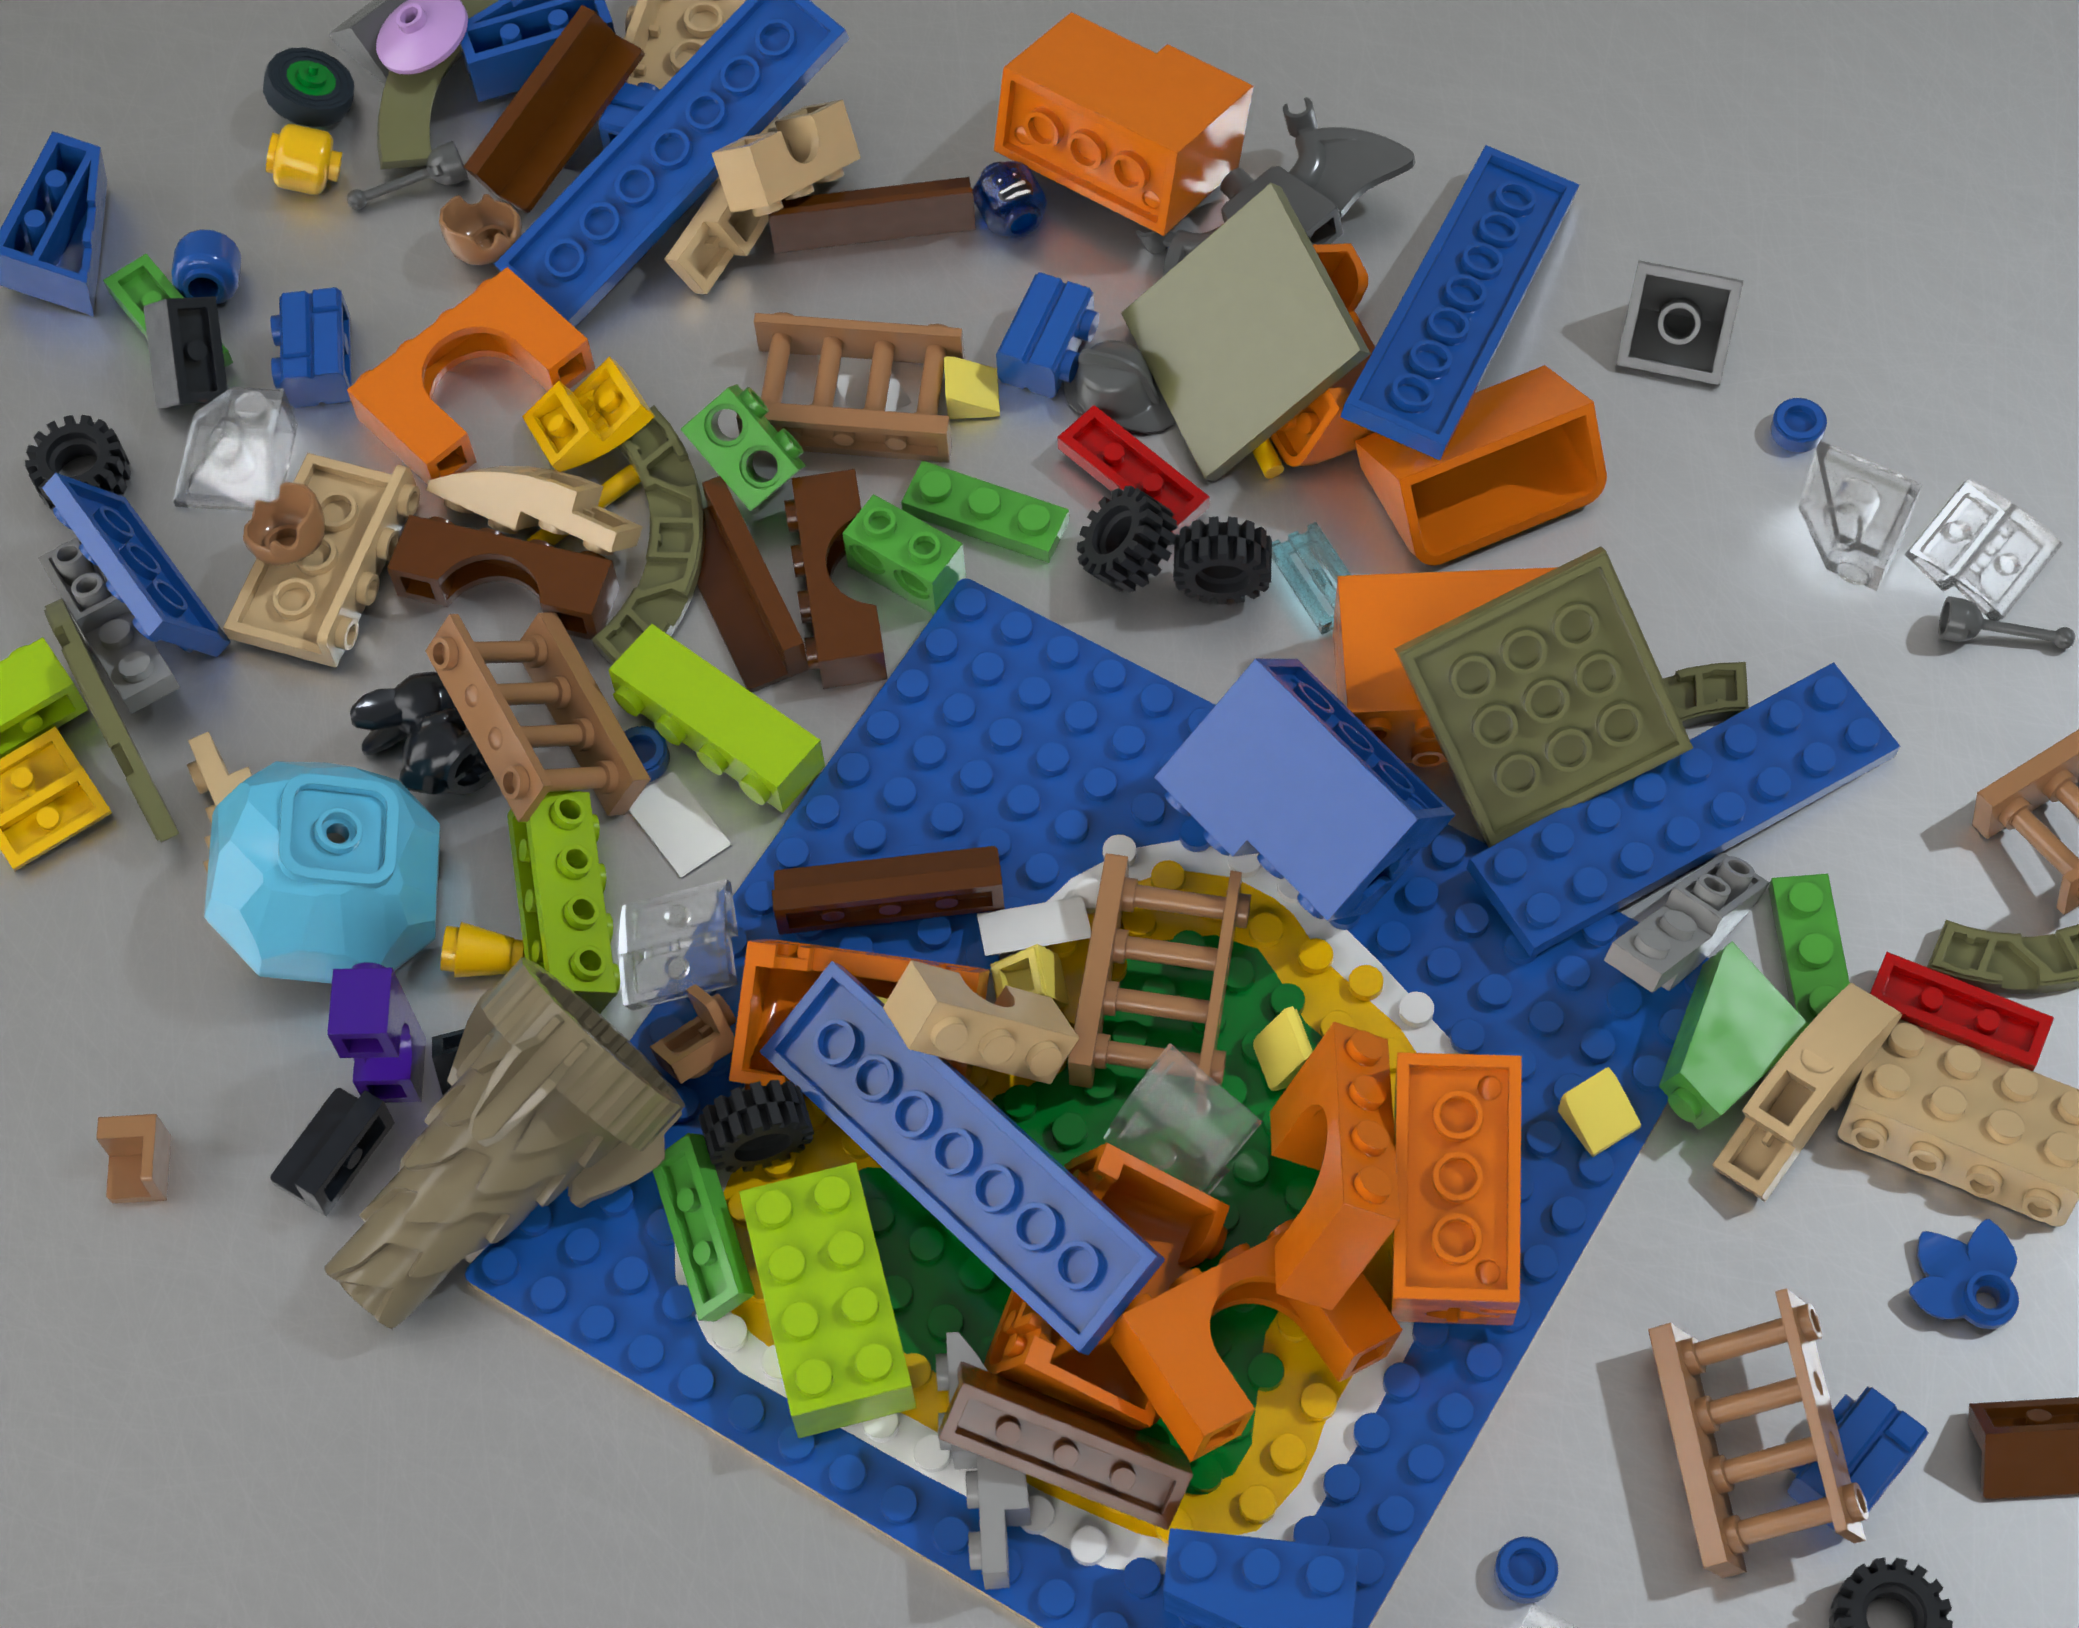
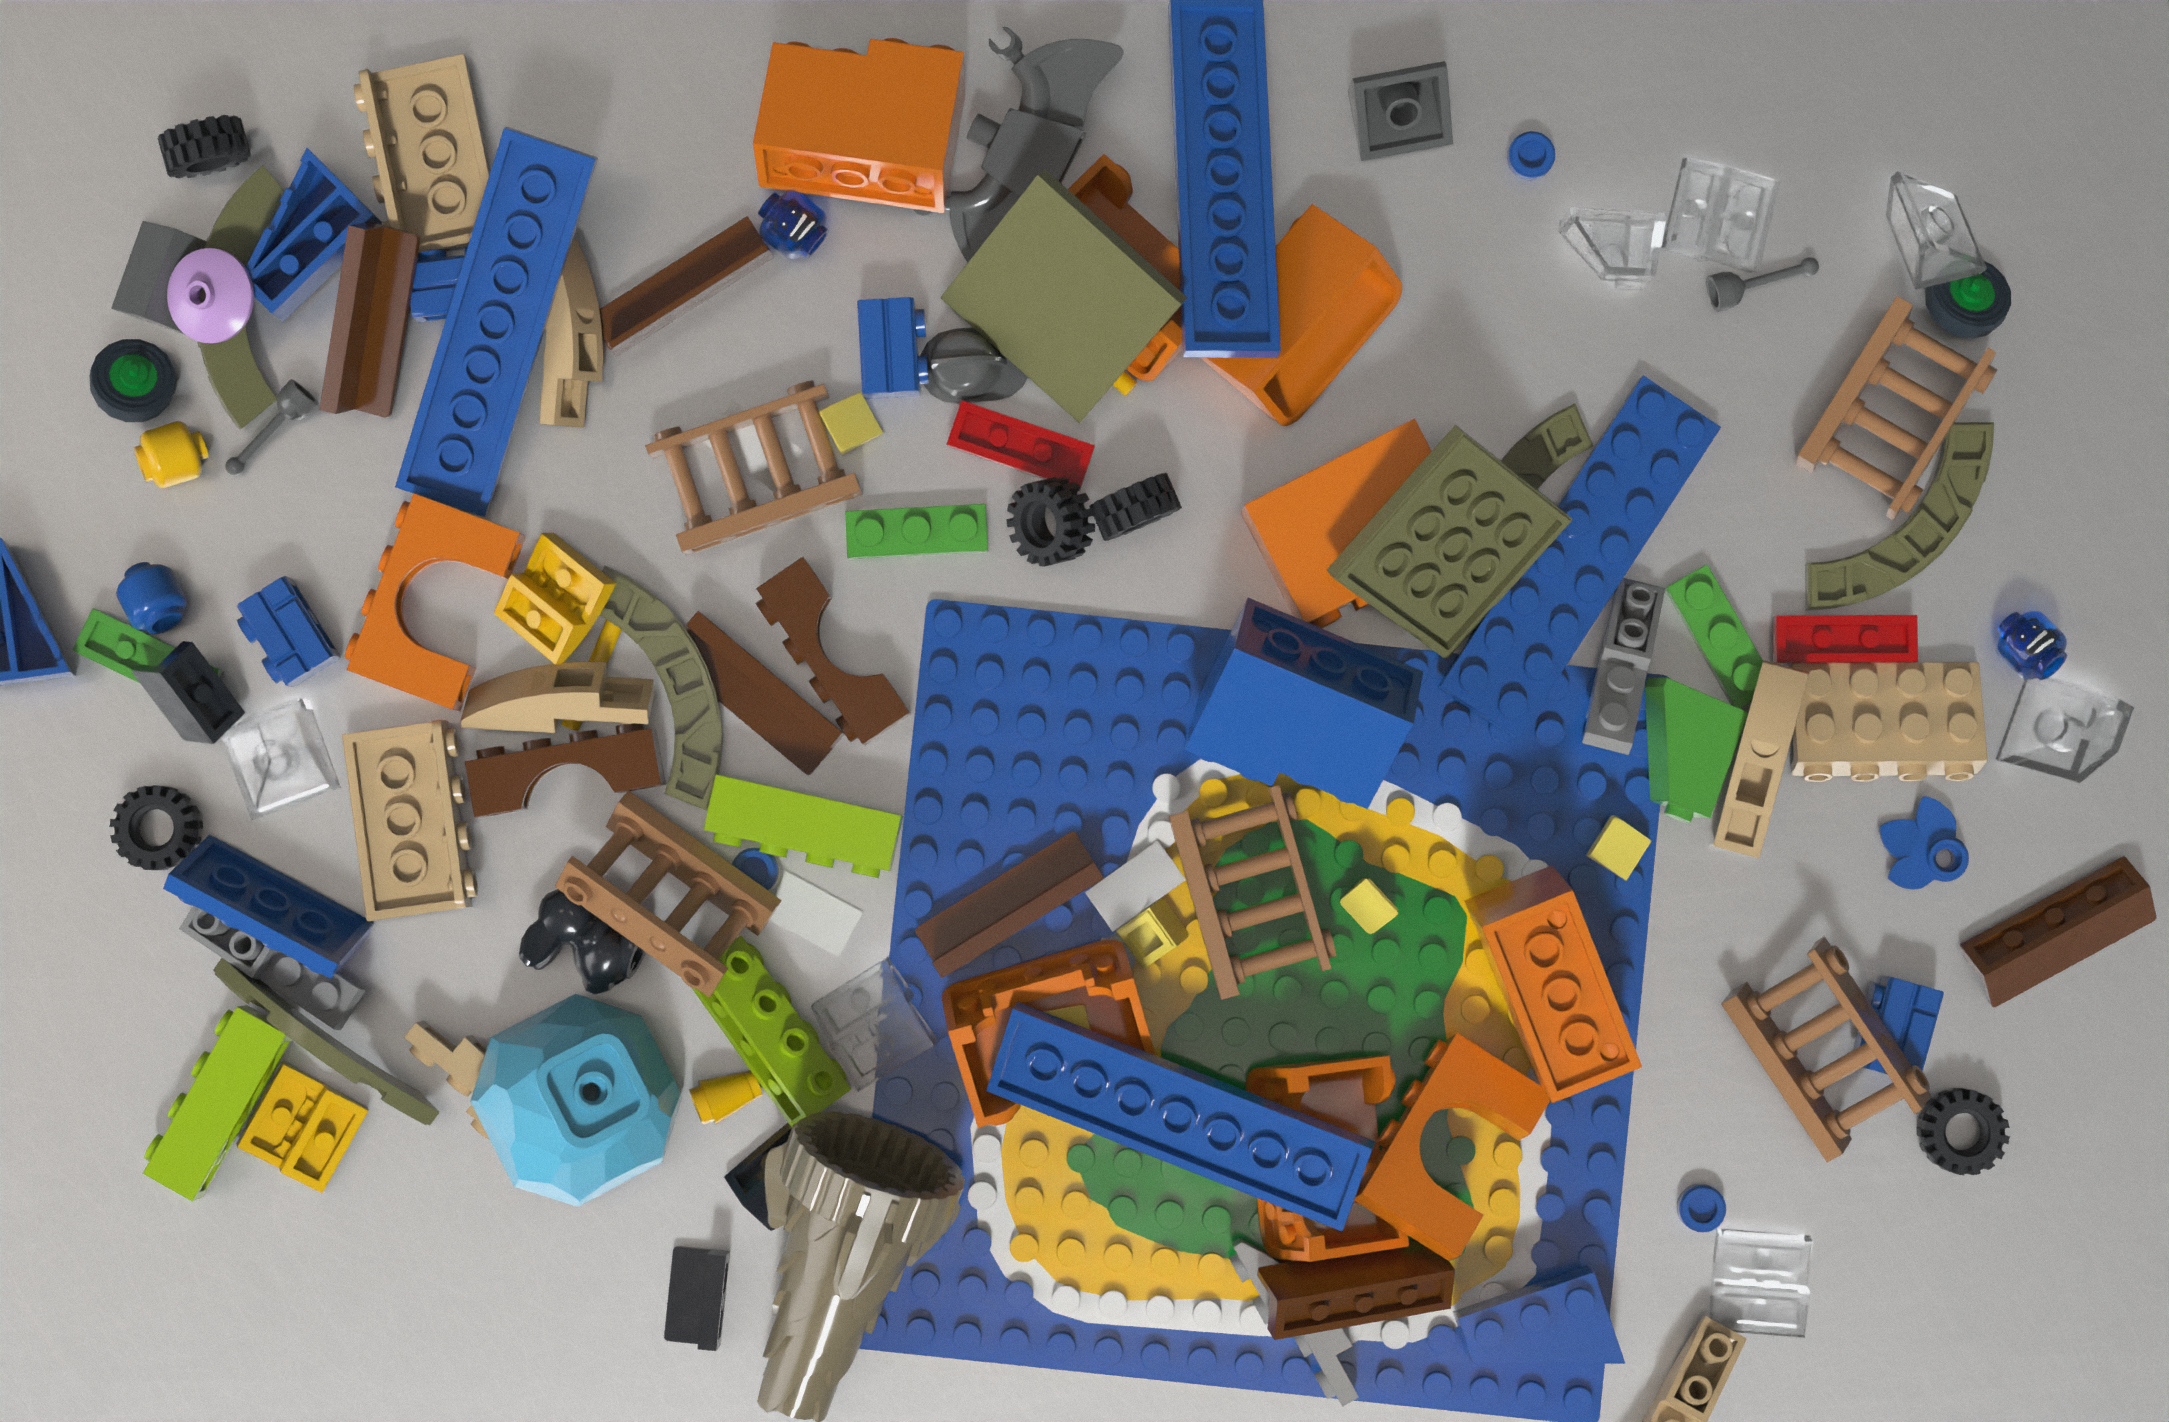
camera: 30 degrees left, 25 degrees up
(137, 1157) = (559, 1375): medium nougat panel -> none
(286, 527) = (372, 822): medium nougat hair -> none
(378, 1030) = (698, 1216): dark purple arch -> none
(479, 230) = (363, 456): medium nougat hair -> none
(700, 1042) = (932, 1100): medium nougat bracket -> none
(702, 1229) = (1013, 1242): bright green plate -> none
(734, 456) = (699, 587): bright green brick -> none
(756, 1126) = (1016, 1153): black tyre -> none
(785, 163) = (592, 317): tan arch -> none
(827, 1300) = (1131, 1255): lime brick -> none
(904, 554) = (877, 609): bright green brick -> none
(945, 1018) = (1174, 999): tan arch -> none
(1182, 1122) = (1326, 1007): clear slope -> none
(1300, 544) = (1179, 449): clear light blue tile -> none
(1342, 1124) = (1497, 1054): orange arch -> none

